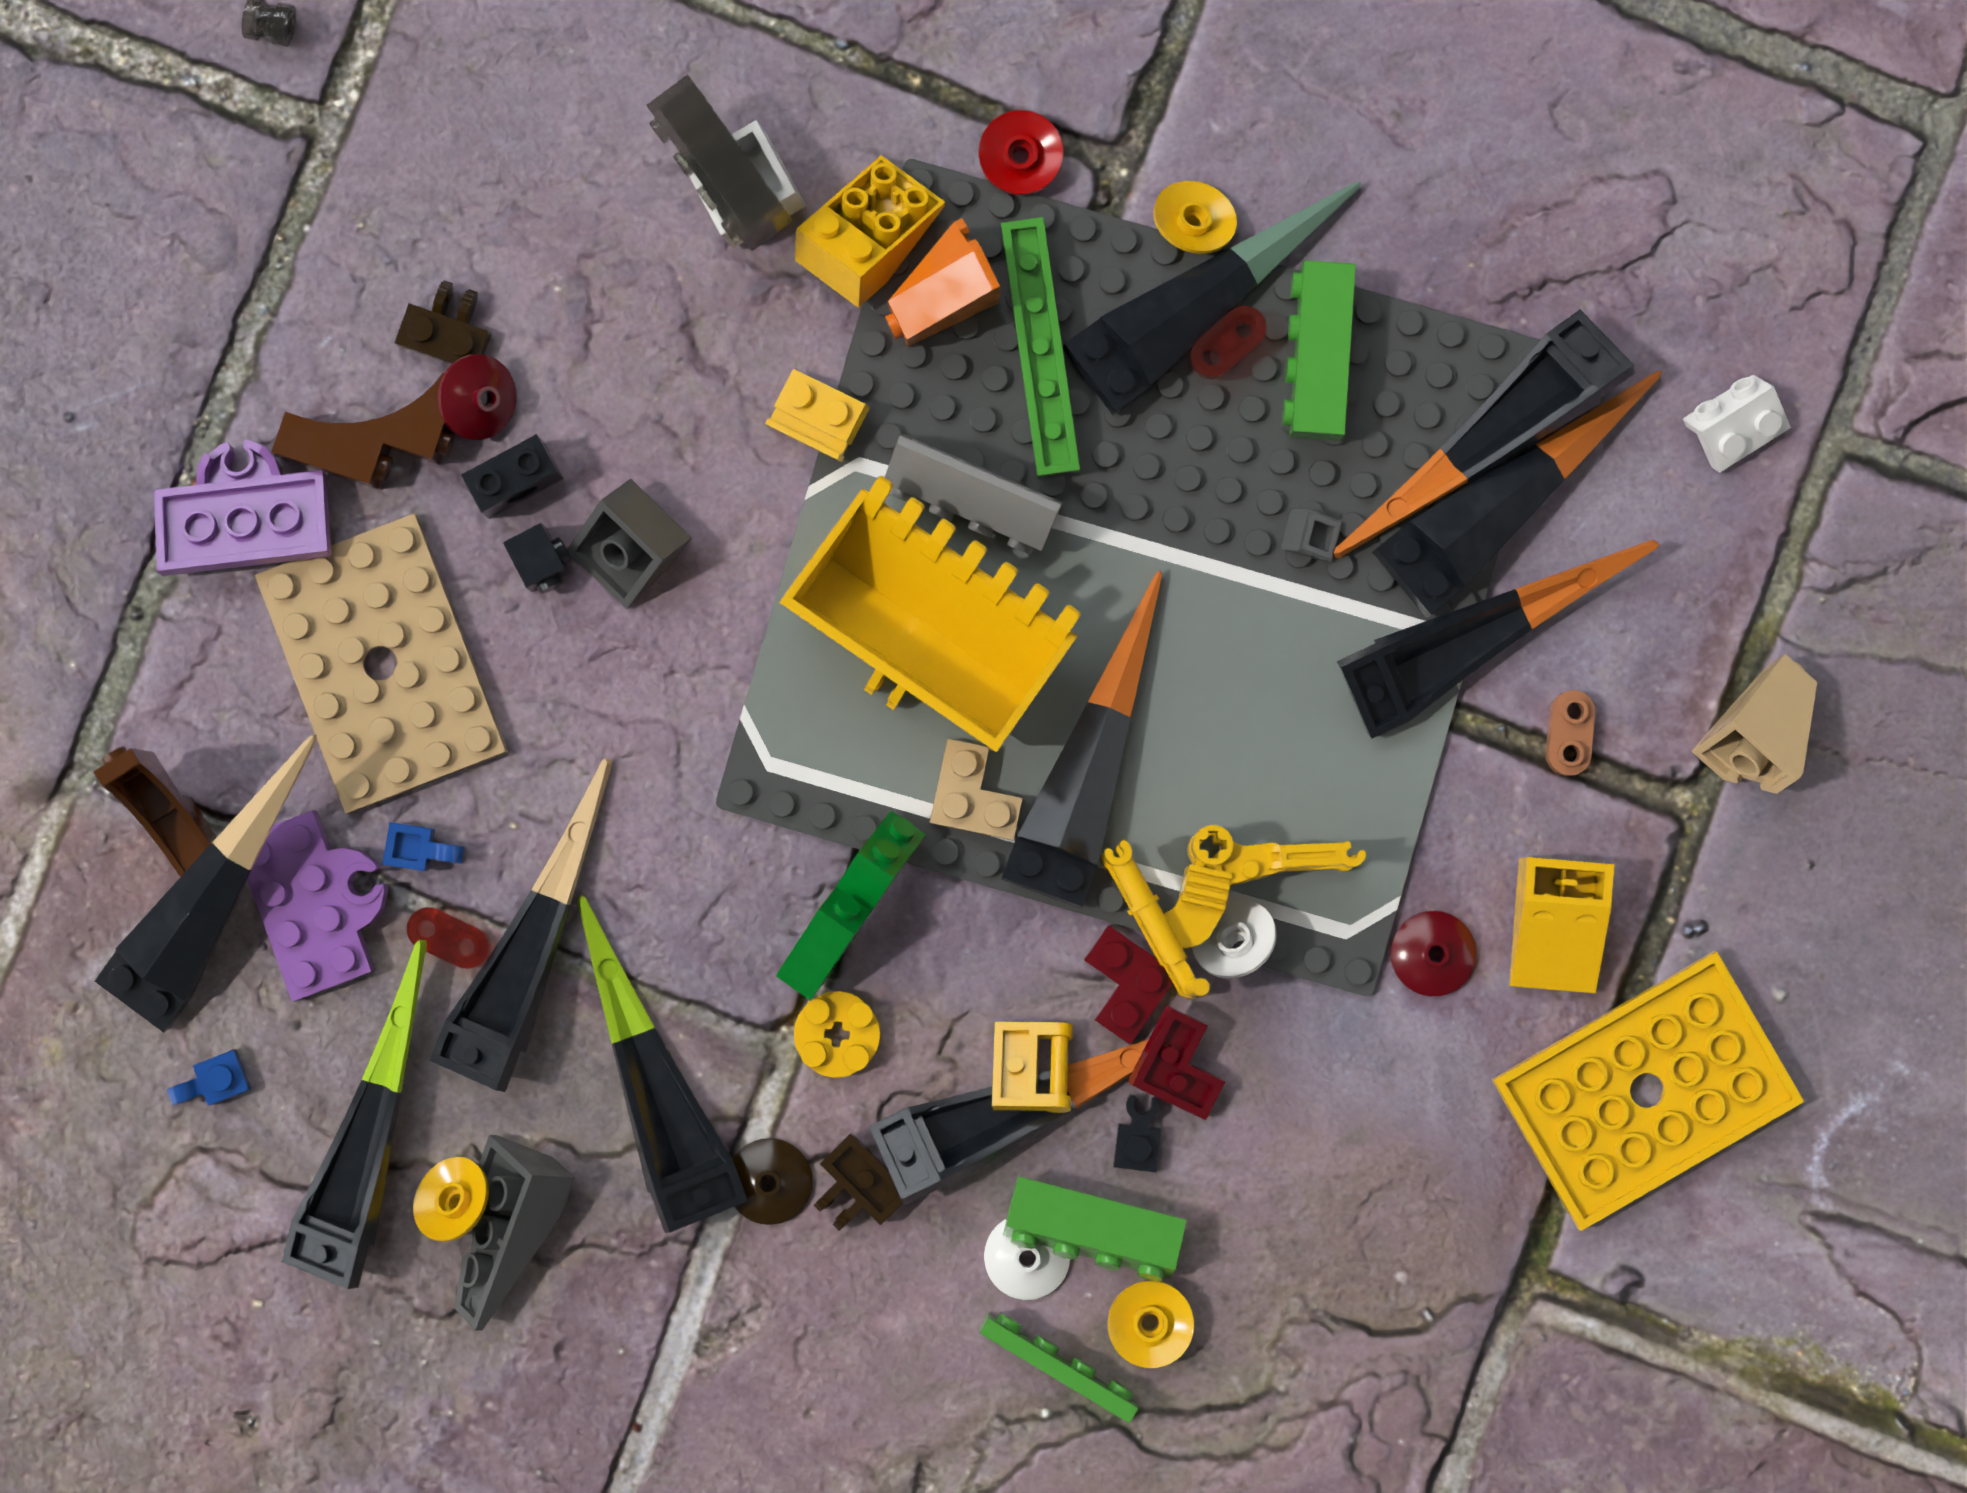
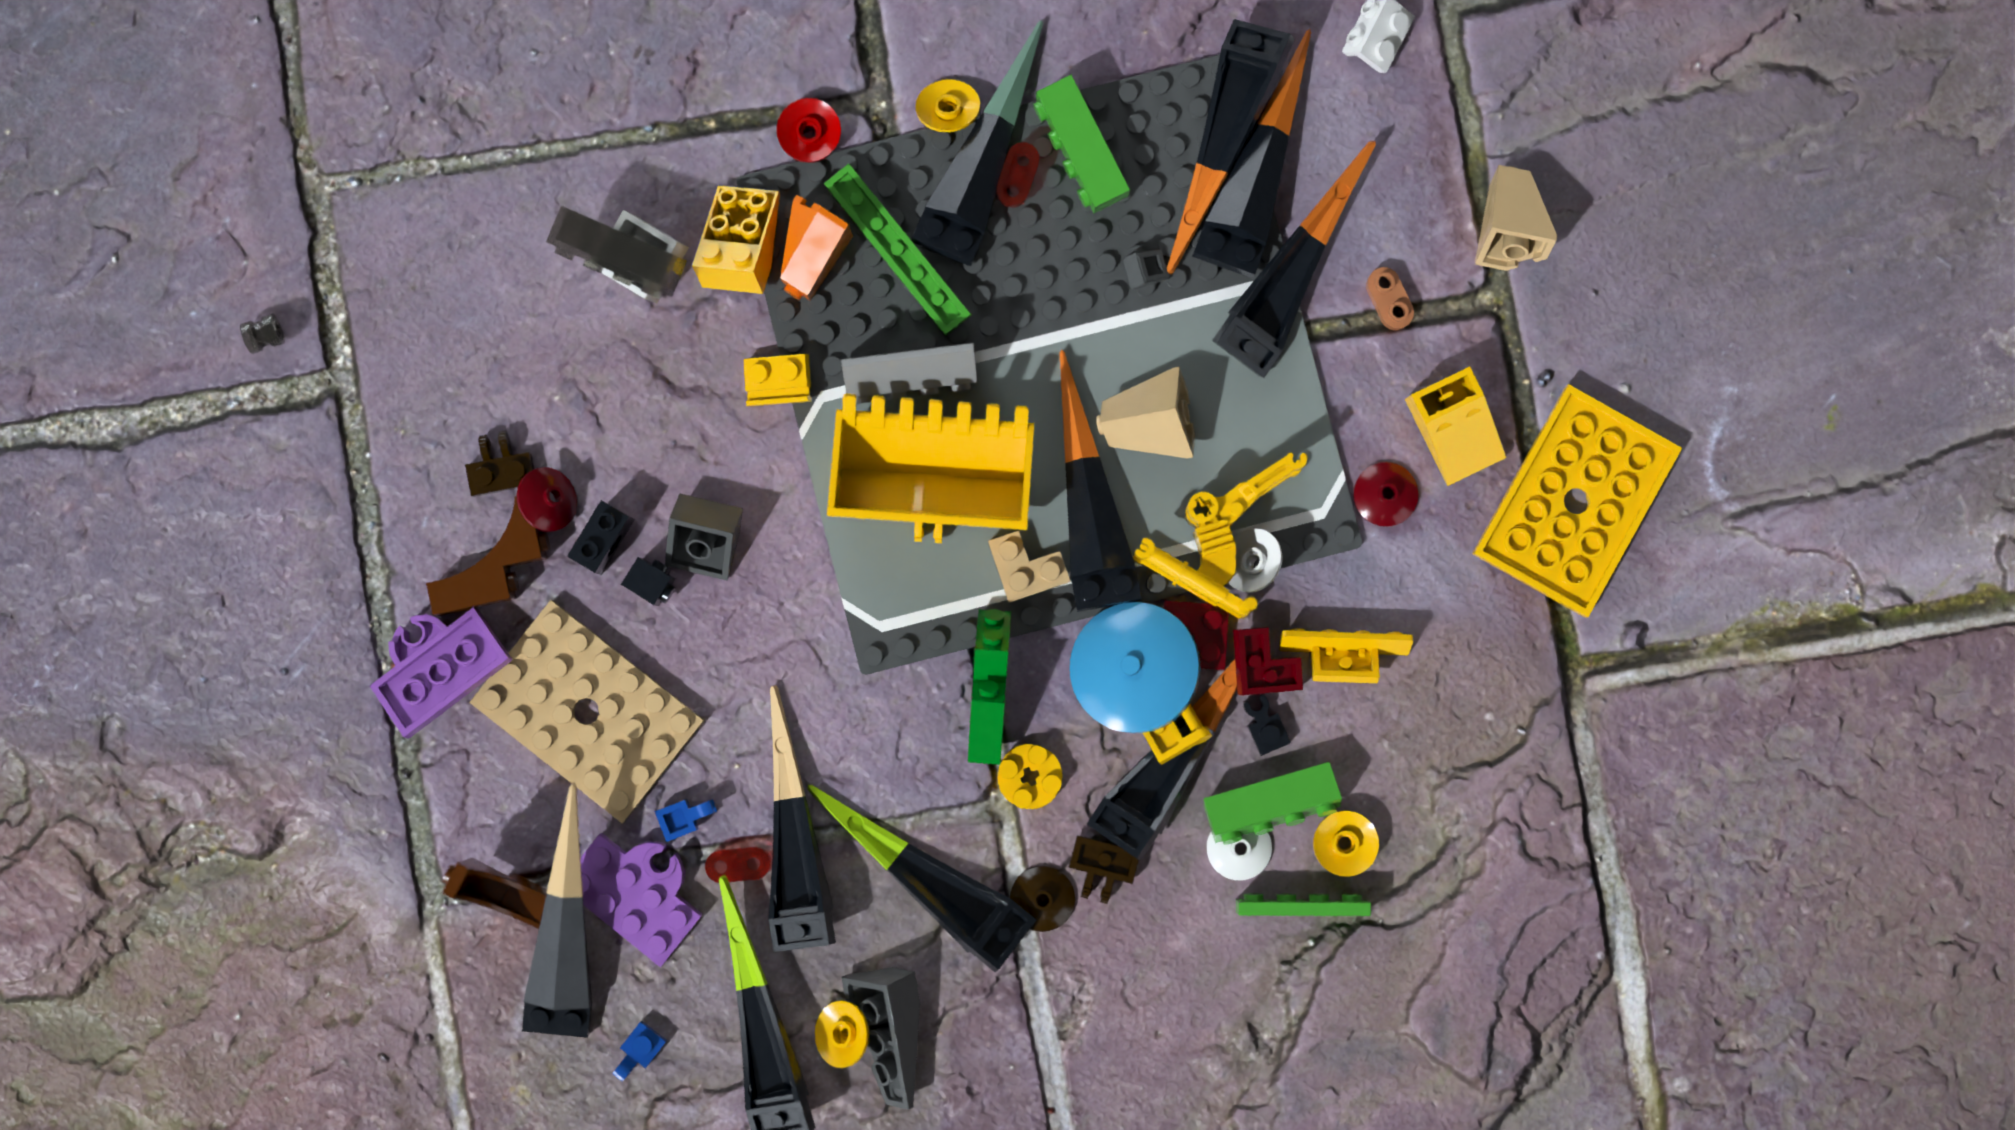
camera: 30 degrees left, 0 degrees up
(1029, 981) = (1135, 667): none -> dark azure dish
(1215, 707) = (1150, 417): none -> tan slope
(1277, 1109) = (1345, 654): none -> yellow bracket

